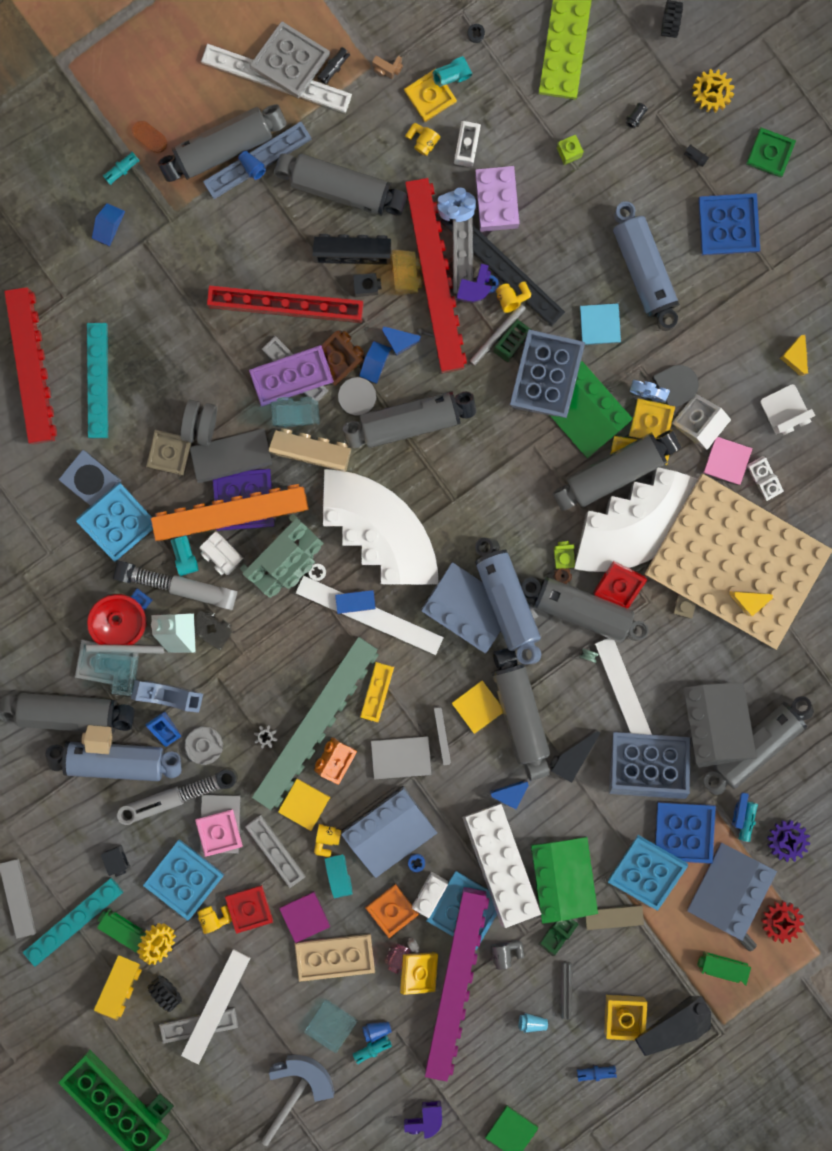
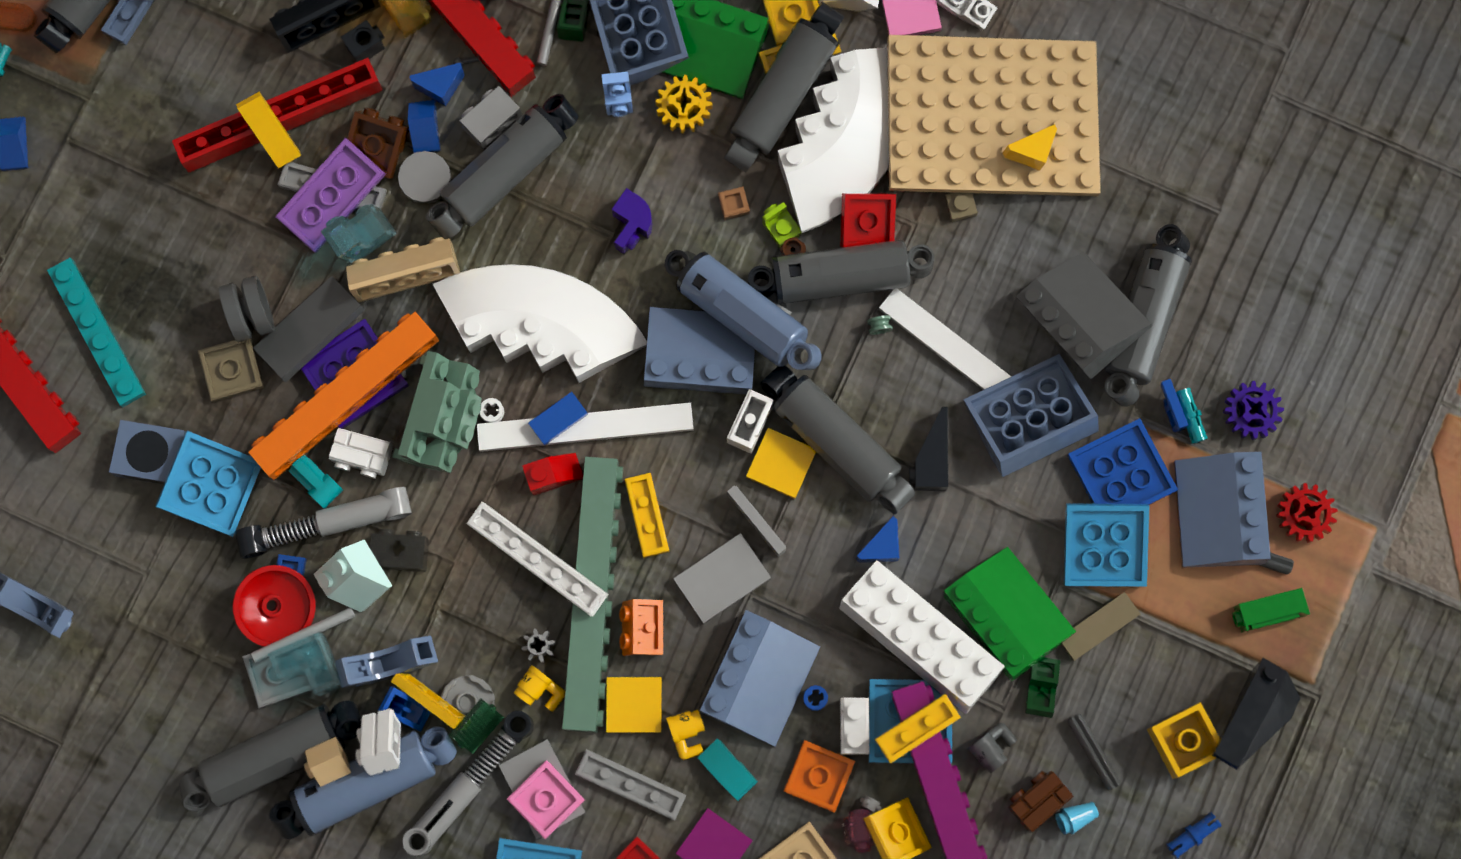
camera: 25 degrees left, 10 degrees down
(135, 746) = (379, 742): none -> white brick
(181, 734) = (428, 699): none -> yellow tile
(201, 765) = (476, 726): none -> clear green piece
(251, 758) = (533, 686): none -> yellow piece
(273, 313) = (268, 129): none -> yellow tile
(294, 683) = (537, 559): none -> white tile
(333, 633) = (552, 472): none -> red slope
(420, 381) = (490, 117): none -> light grey brick
(466, 922) = (917, 728): none -> yellow tile
(473, 672) = (750, 421): none -> white brick
(477, 500) = (636, 215): none -> dark purple brick
(508, 414) = (617, 94): none -> light blue slope
(516, 1001) = (1040, 800): none -> reddish brown brick
(542, 524) = (733, 203): none -> medium nougat tile
(555, 447) = (674, 102): none -> yellow gear

